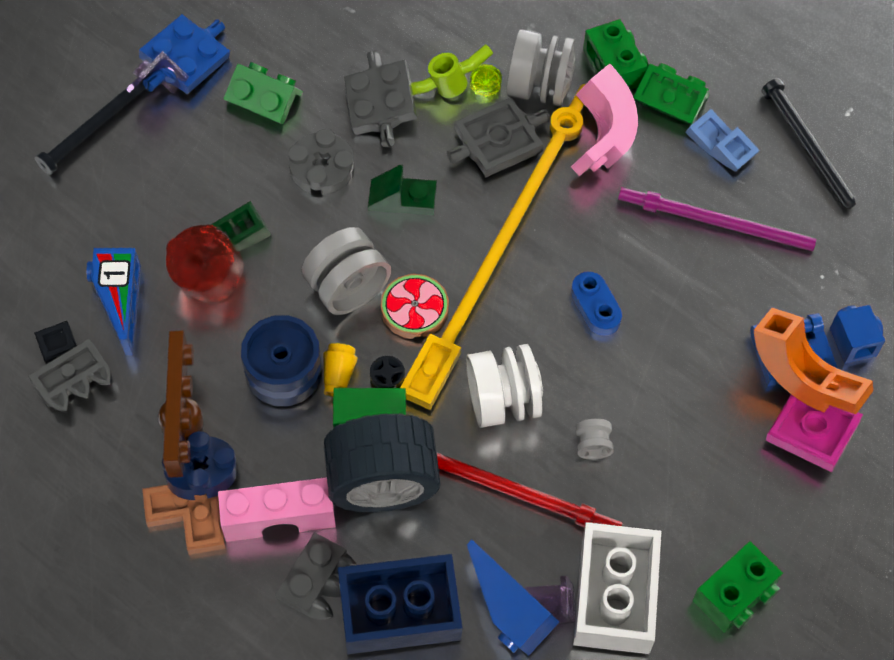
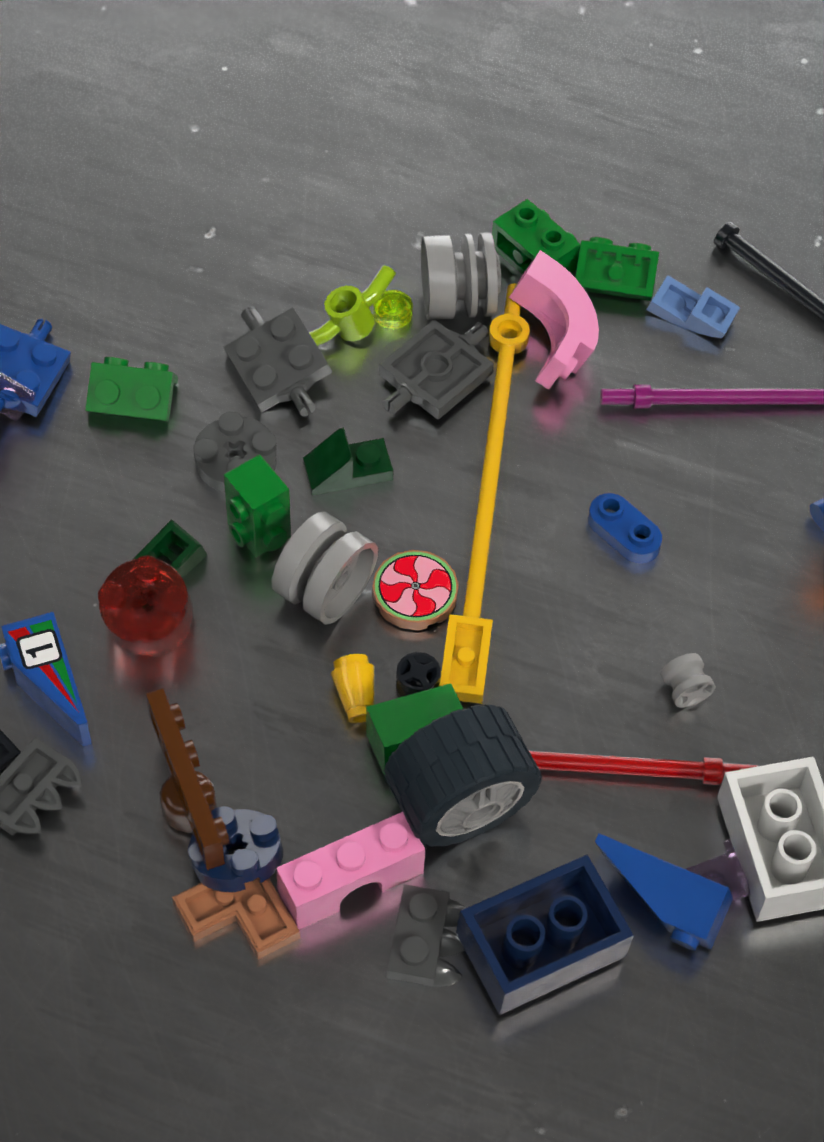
camera: 20 degrees left, 5 degrees down
(281, 360) = (287, 694): dark blue wheel -> none
(313, 207) = (257, 506): none -> green brick
(504, 385) = (564, 647): white wheel -> none

